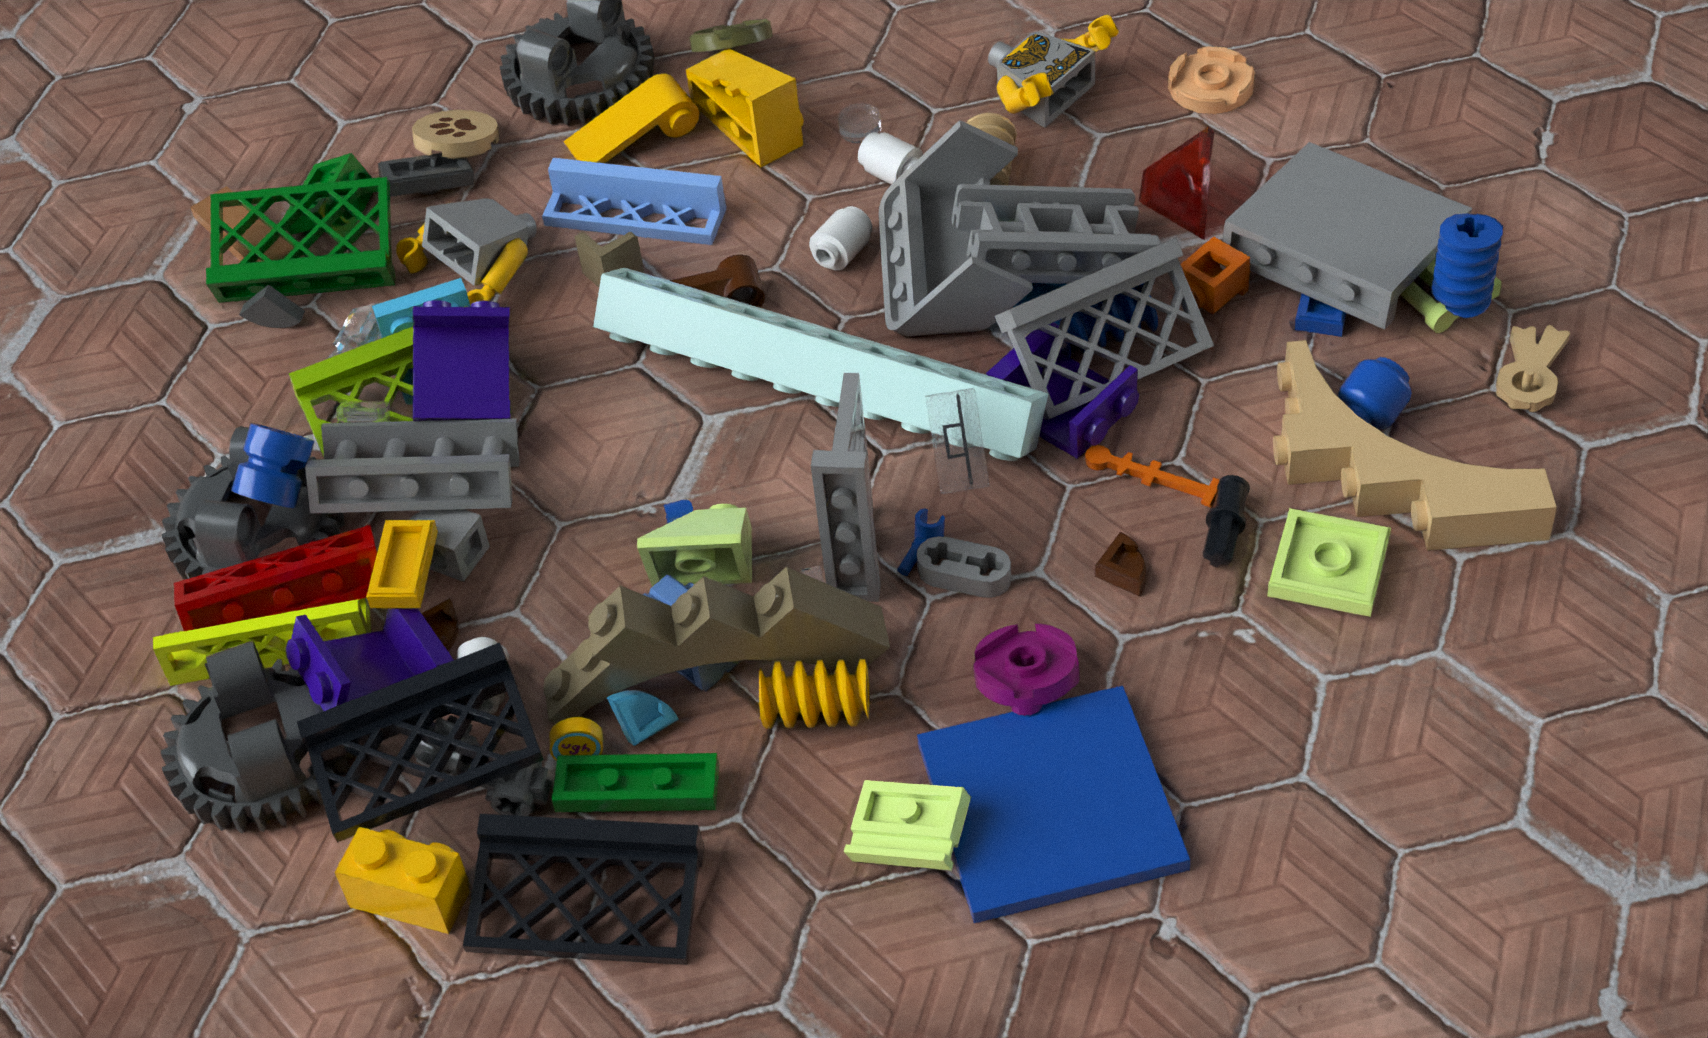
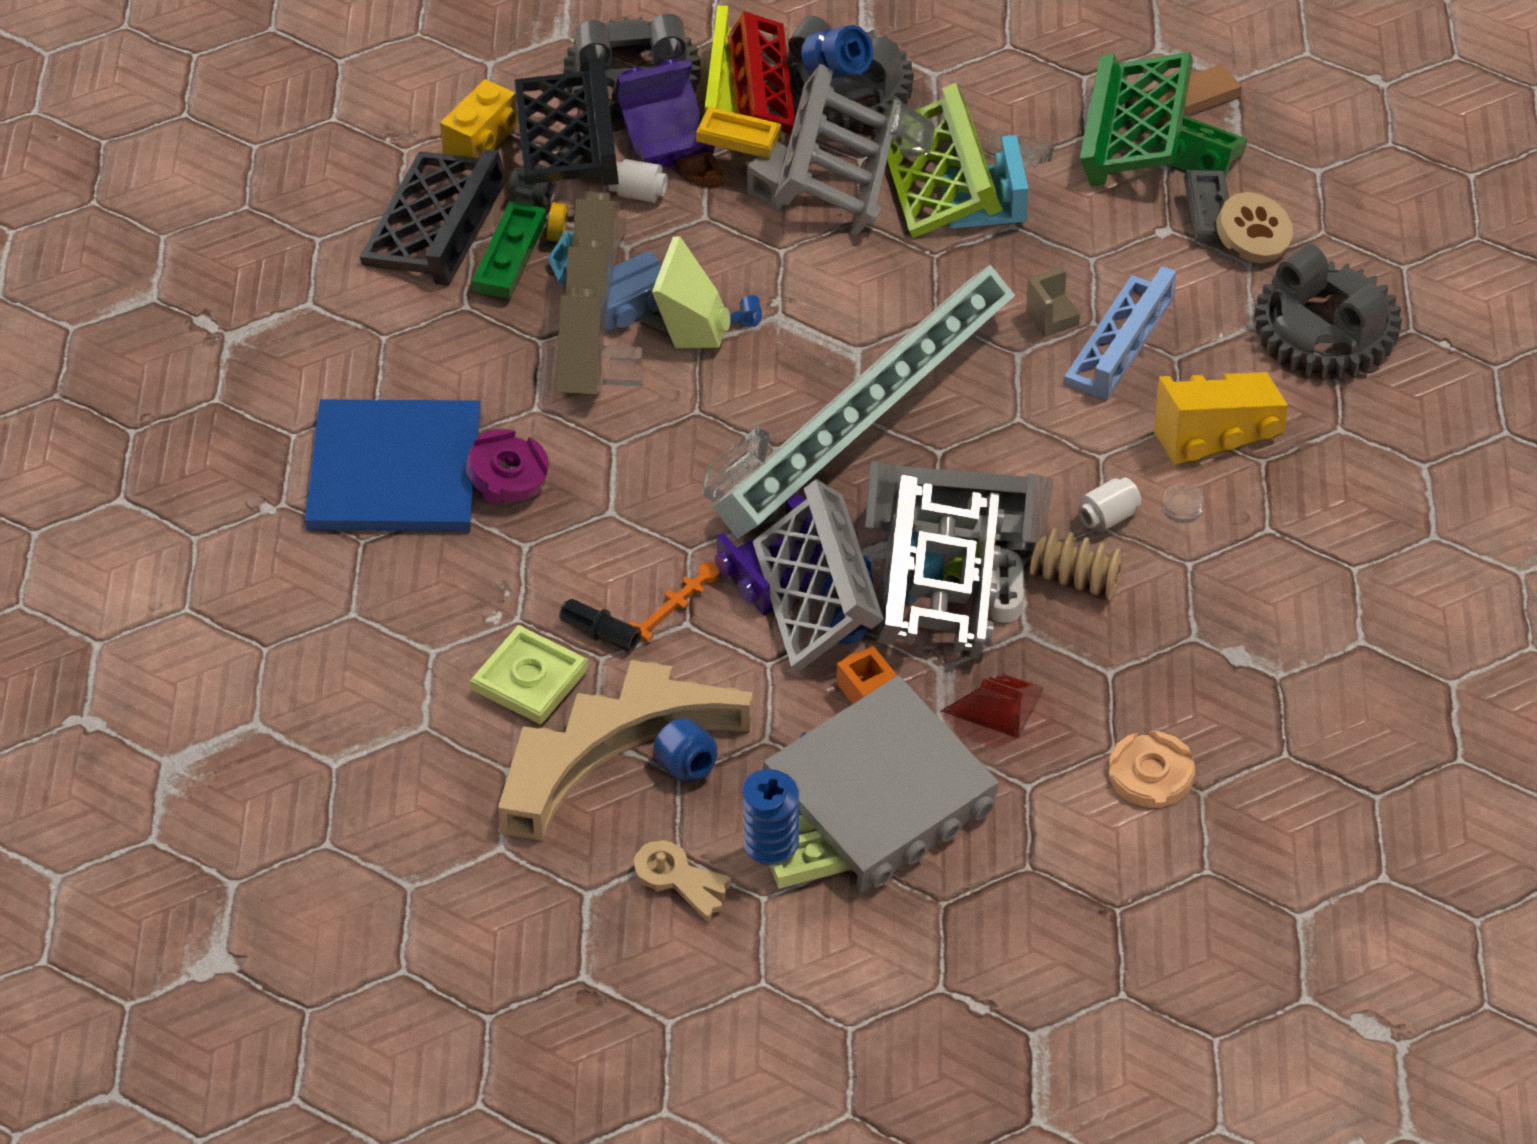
camera: 100 degrees right, 0 degrees up
(272, 309) = (1076, 97): dark grey tile -> none
(460, 361) = (928, 189): dark purple panel -> none
(474, 240) = (1091, 222): light grey torso -> none
(652, 103) = (1230, 341): yellow door -> none
(730, 36) = (1319, 420): olive tile -> none
(734, 279) = (988, 367): reddish brown piece -> none
(814, 694) = (533, 346): yellow piece -> none
(841, 238) = (1020, 452): white brick -> none
(846, 500) = (642, 352): light grey fence -> none
(908, 824) = (401, 375): yellowish green plate -> none
(922, 532) = (669, 445): blue hand -> none
(964, 566) = (633, 466): light grey beam -> none
(1047, 72) = (1183, 629): torso -> none
(1123, 565) = (589, 558): reddish brown tile -> none

